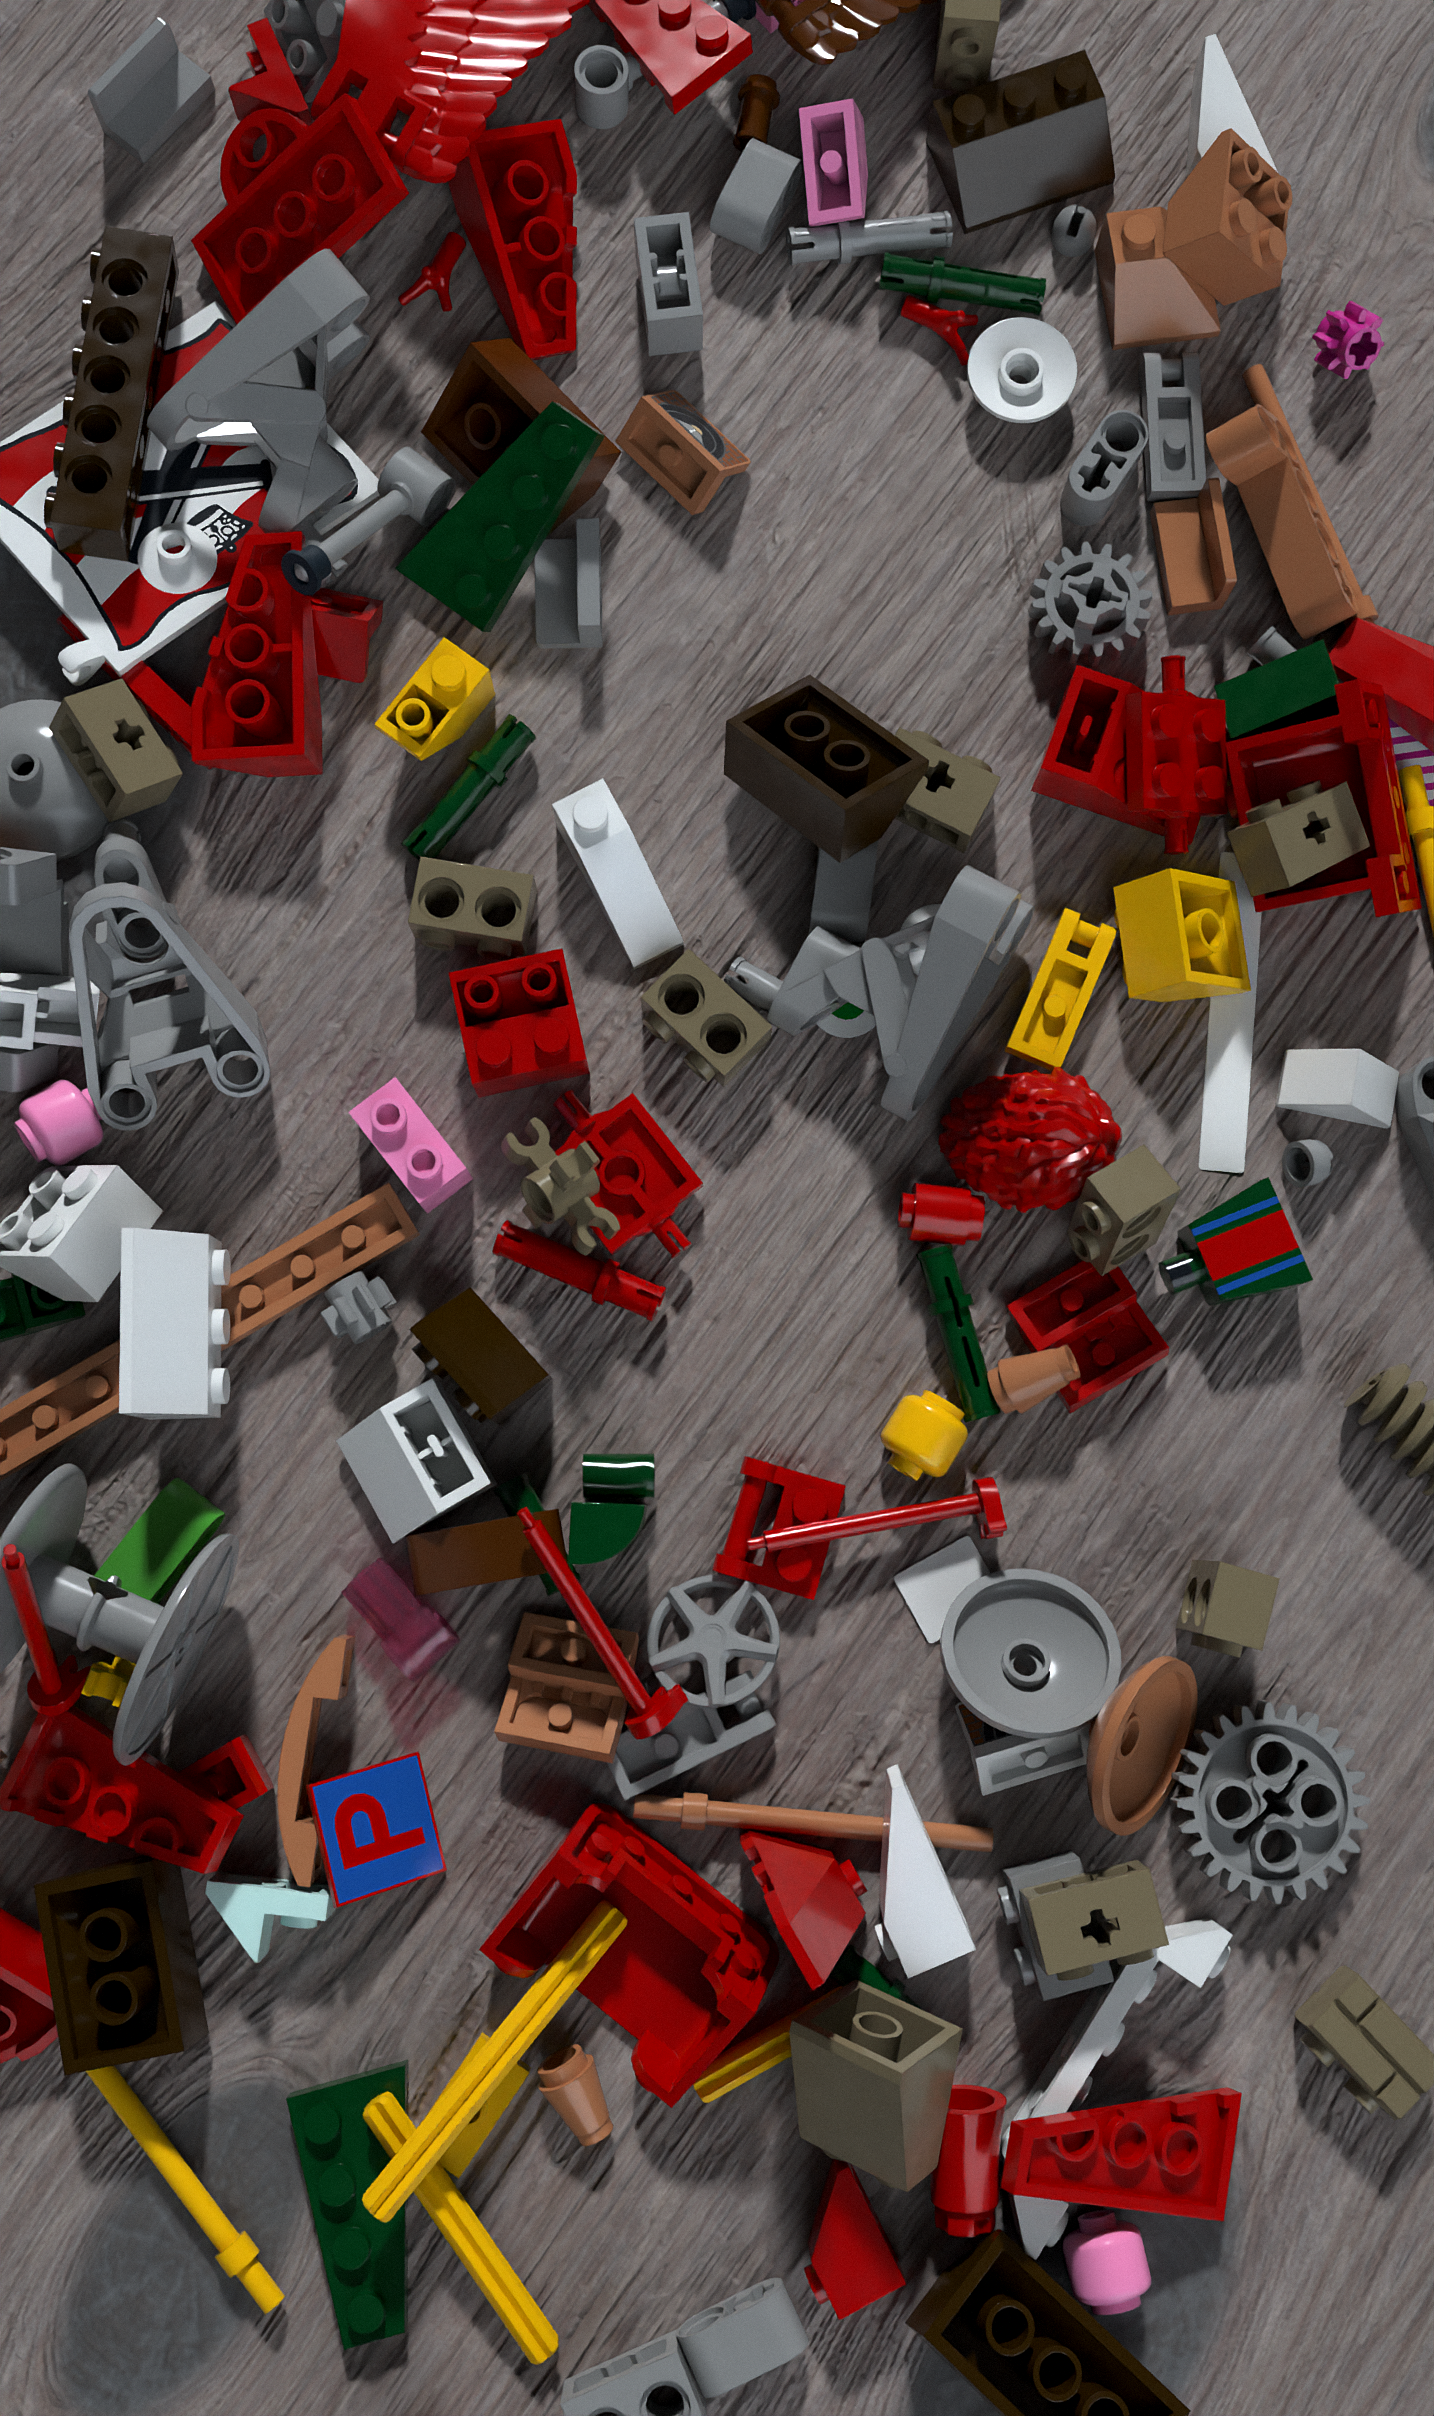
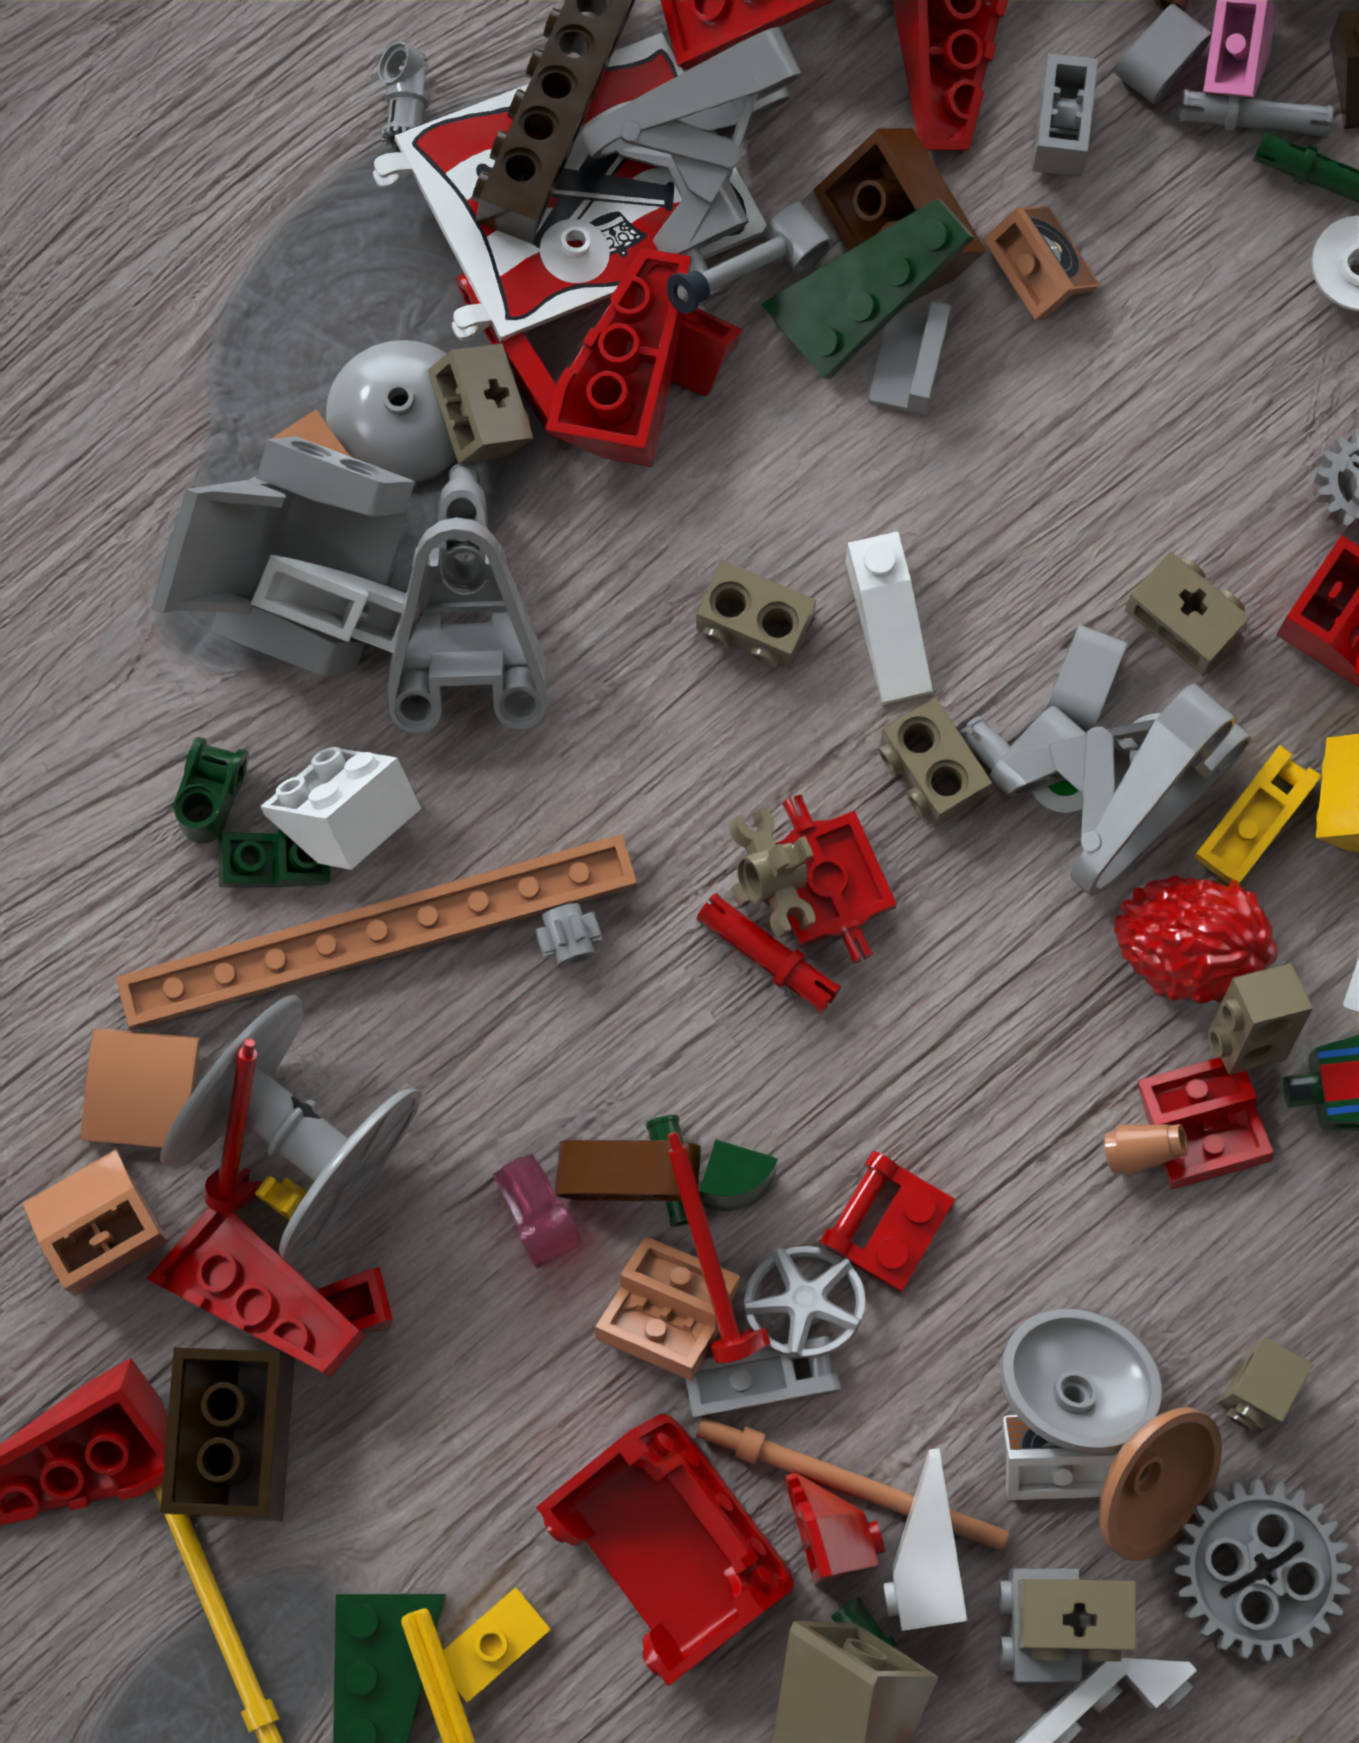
camera: 20 degrees right, 5 degrees down
(59, 1123) = (351, 711): bright pink head -> none
(163, 1541) = (350, 1092): bright green beam -> none
(172, 1325) = (412, 906): white slope -> none
(252, 1901) = (350, 1419): light aqua slope -> none
(325, 1680) = (458, 1246): nougat slope -> none
(375, 1829) = (472, 1383): blue piece -> none
(411, 1145) = (650, 807): bright pink brick -> none
(415, 1460) = (585, 1078): white slope -> none
(438, 272) = (863, 54): red bar -> none
(438, 702) = (770, 429): yellow slope -> none
(477, 780) = (794, 500): dark green pin -> none
(482, 1357) = (666, 1003): dark brown slope -> none
(493, 2062) = (526, 1603): yellow axle -> none
(518, 1023) = (771, 725): red slope -> none
(576, 2093) = (587, 1658): nougat cone -> none
(618, 1475) = (759, 1135): dark green piece -> none
(749, 2057) = (738, 1672): yellow axle -> none
(822, 766) = (1093, 568): dark brown slope -> none
(924, 1435) = (1036, 1173): yellow head -> none
(937, 1581) = (1012, 1304): white sticker -> none
(941, 321) = (1301, 201): red bar -> none
(941, 1214) = (1100, 985): red brick -> none
(958, 1332) = (1088, 1091): dark green pin -> none
(983, 1502) = (1073, 1244): red piece -> none

